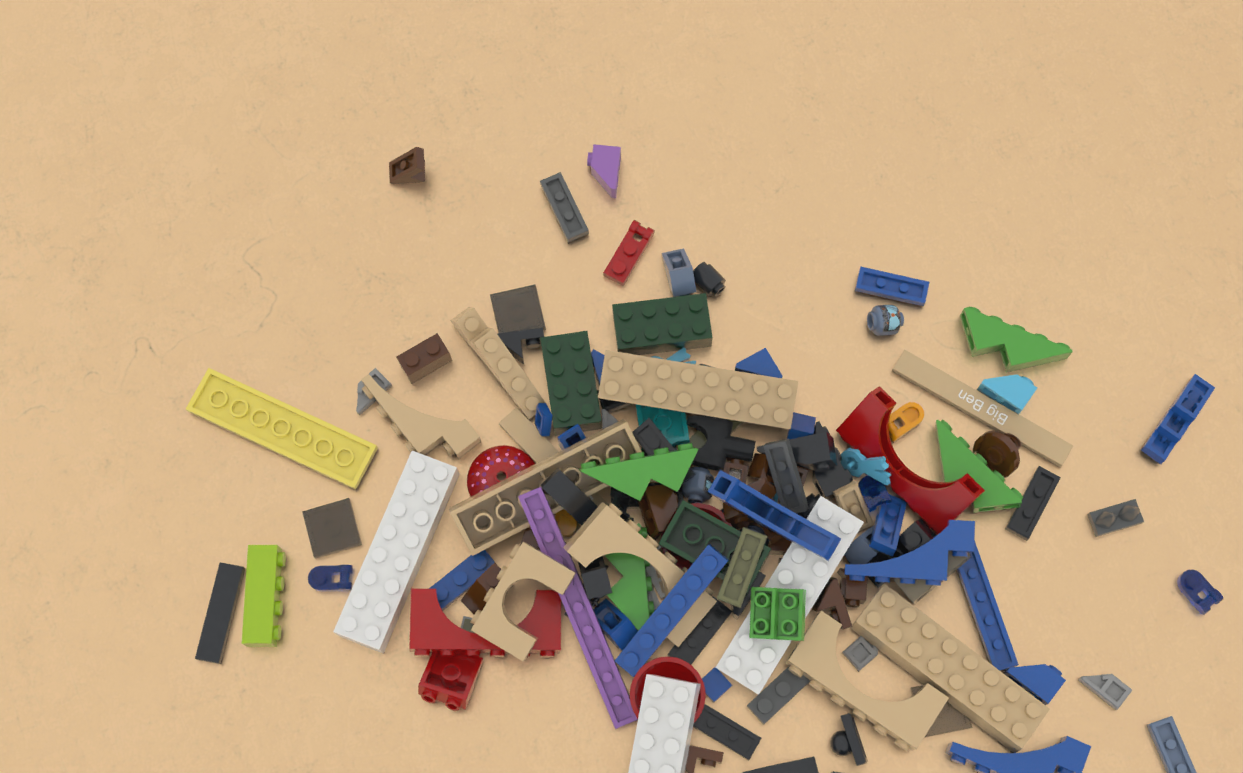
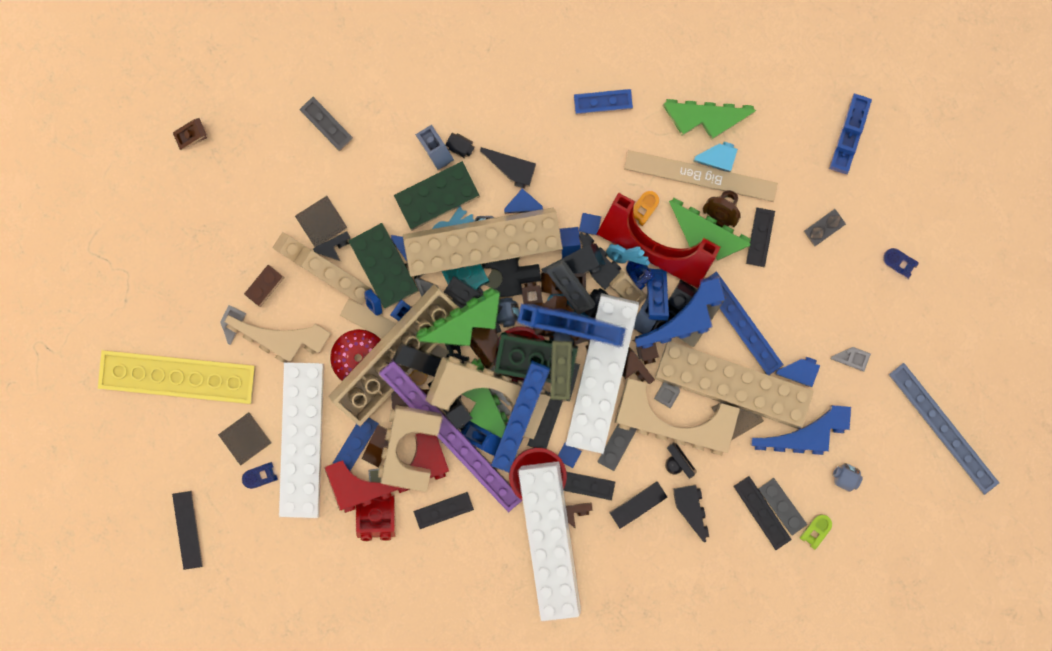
camera: 25 degrees left, 15 degrees up
(263, 596) = (214, 507): lime brick -> none
(536, 698) = (443, 510): none -> black tile
(605, 166) = (347, 79): medium lavender slope -> none
(628, 253) = (390, 144): red plate -> none
(764, 326) = (513, 168): none -> black slope
(777, 613) = (597, 393): bright green slope -> none
(831, 418) = (589, 224): none -> blue tile
(885, 320) = (606, 132): head -> none

